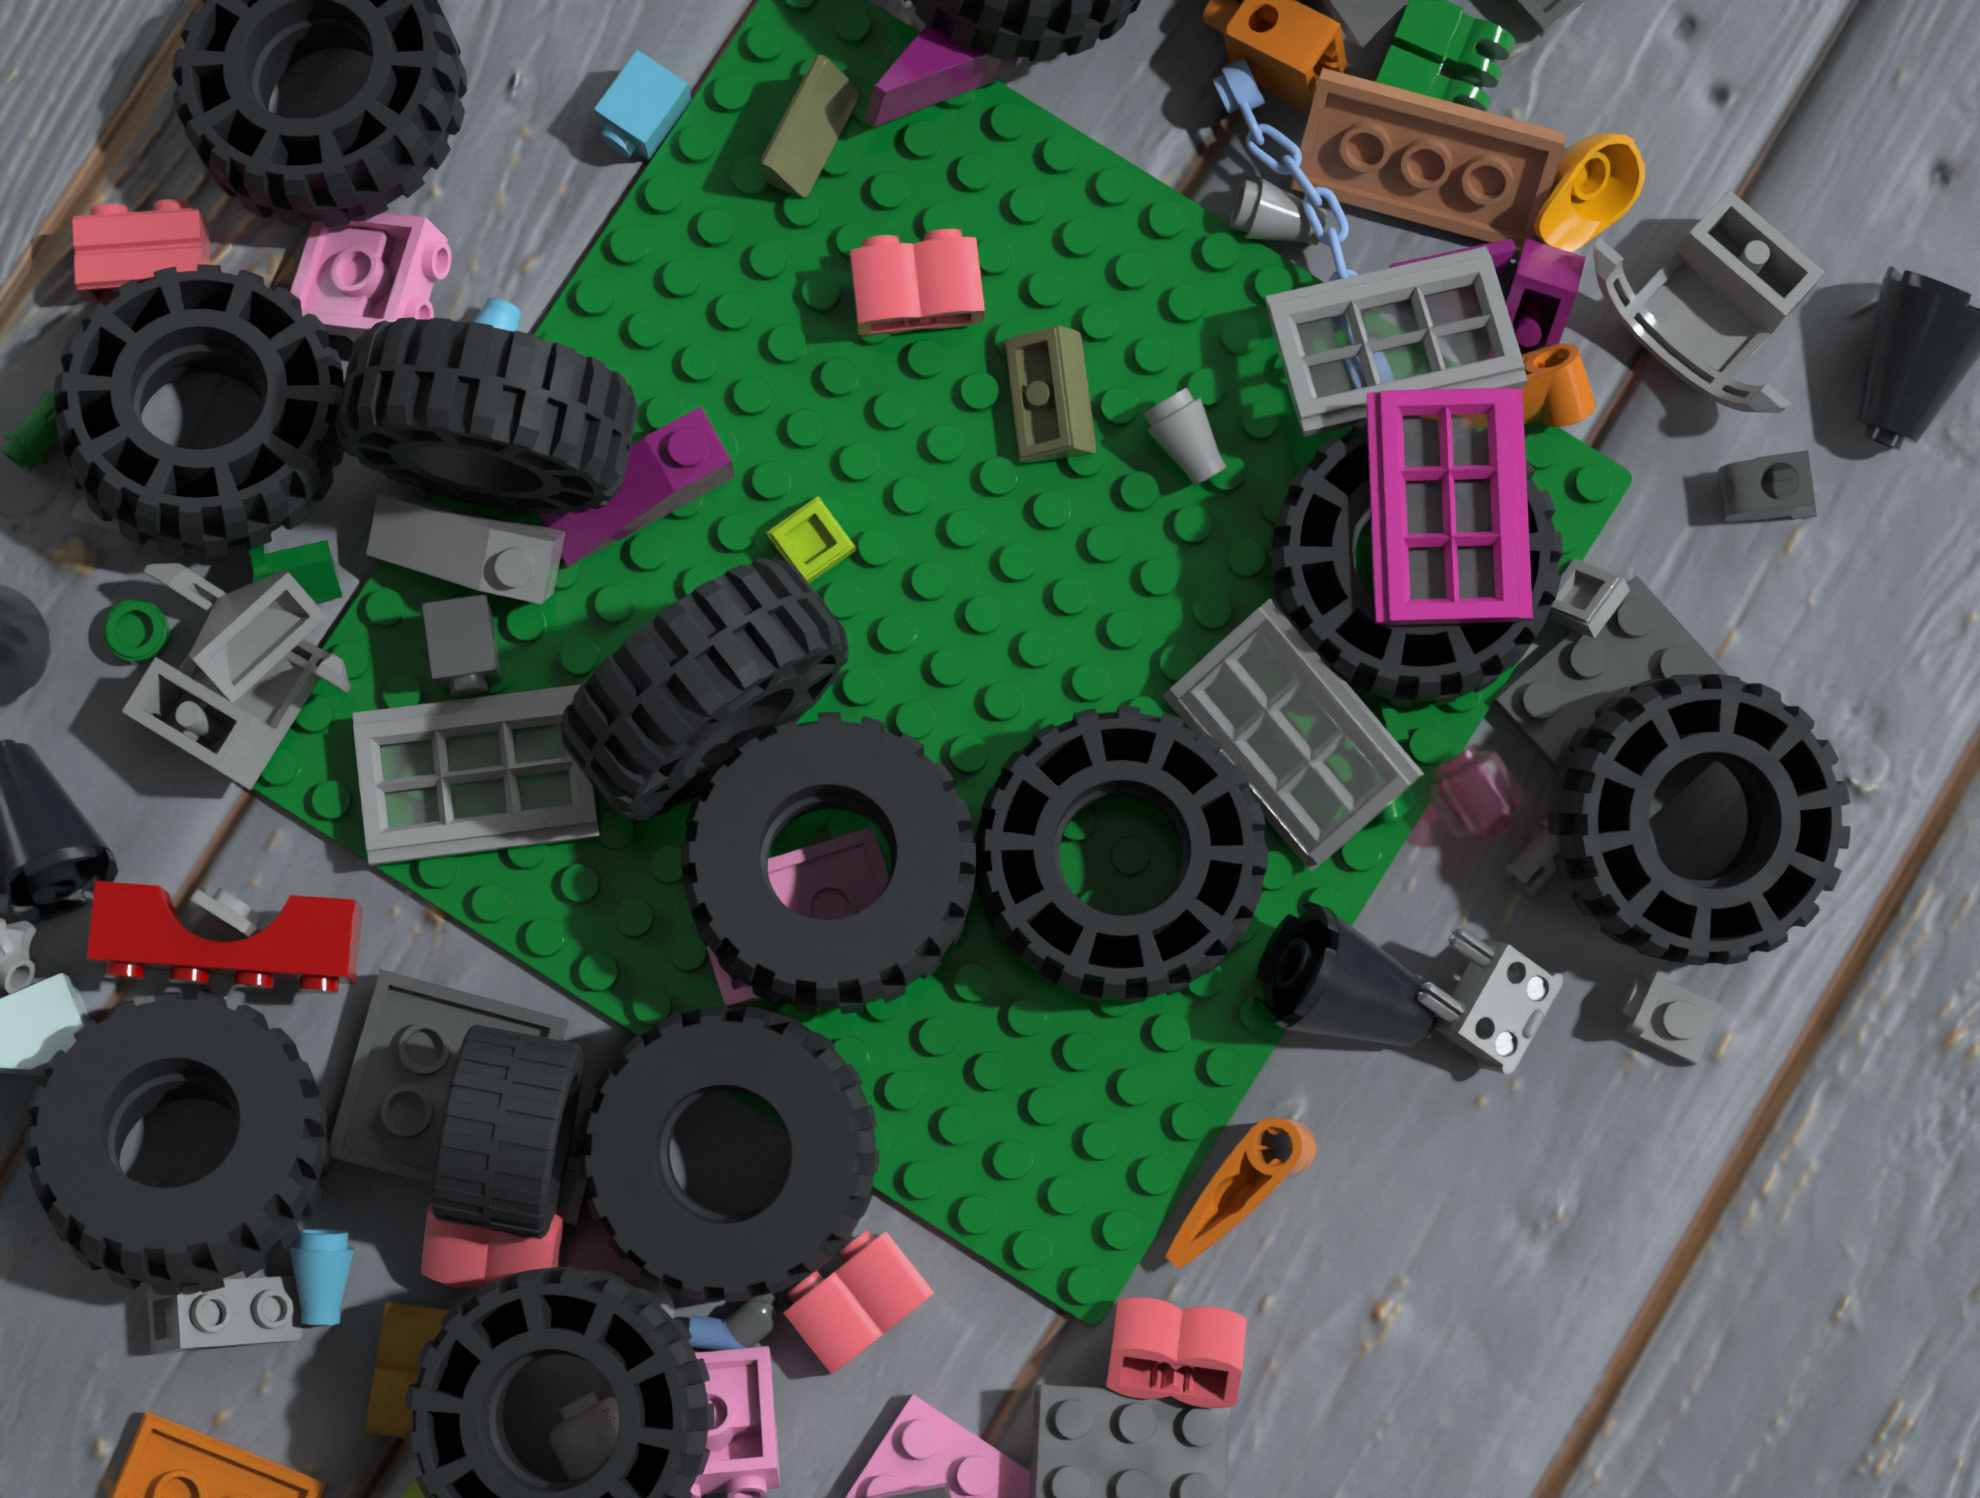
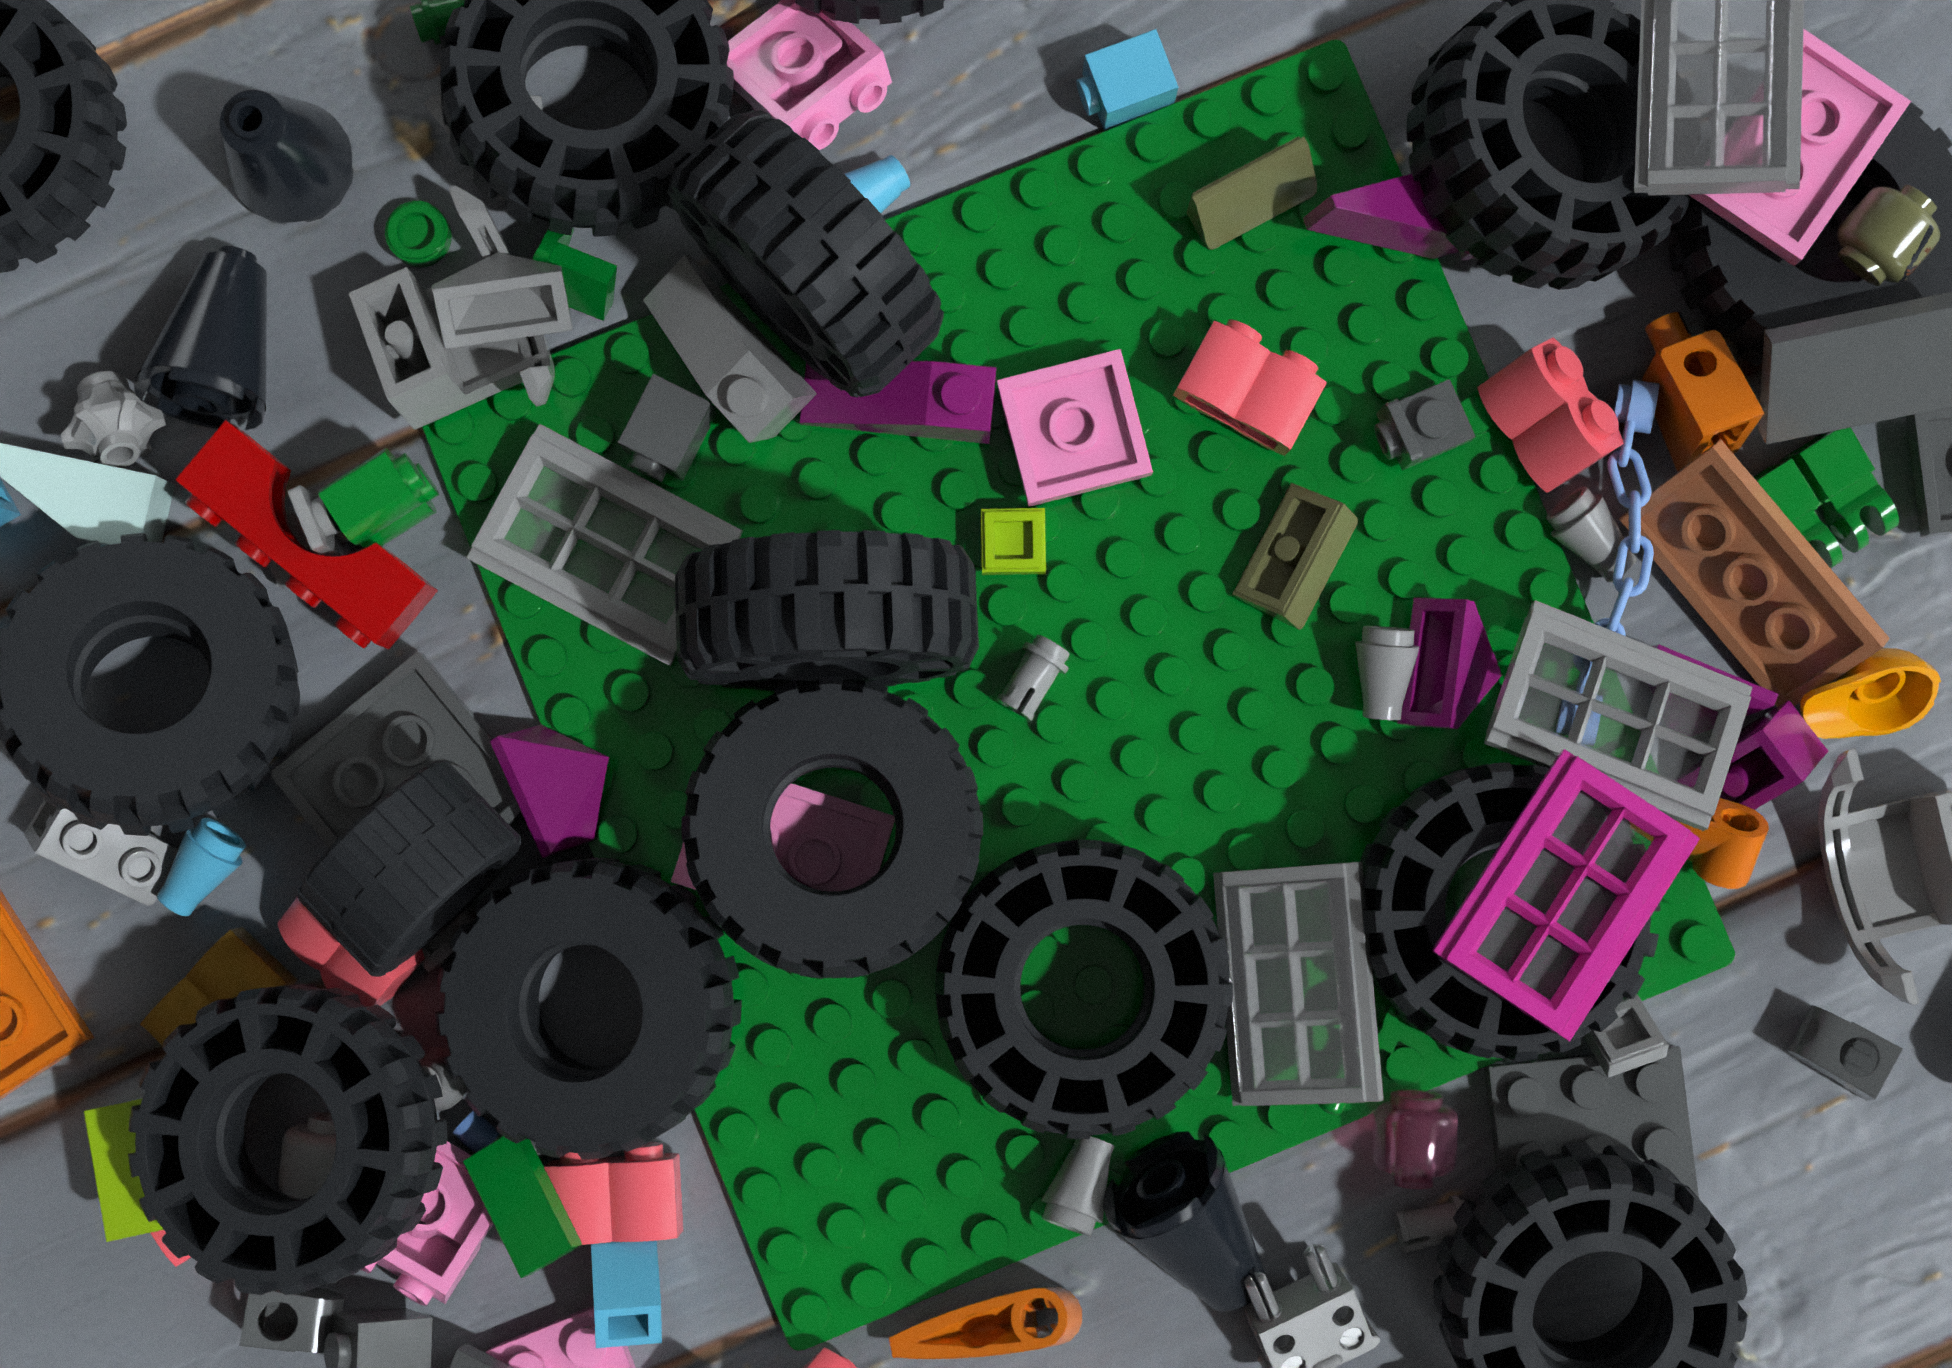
camera: 35 degrees right, 5 degrees up
(265, 860) = (380, 498): none -> green brick
(574, 997) = (554, 785): none -> magenta slope
(787, 1352) = (522, 1204): none -> green tile
(796, 415) = (1074, 427): none -> bright pink plate
(905, 637) = (1034, 676): none -> light grey pin
(924, 1367) = (626, 1294): none -> medium azure brick
(1078, 220) = (1422, 425): none -> dark grey bracket
(1174, 141) = (1551, 414): none -> coral brick
(1233, 1024) = (1079, 1187): none -> light grey cone
(1237, 396) = (1452, 664): none -> magenta slope

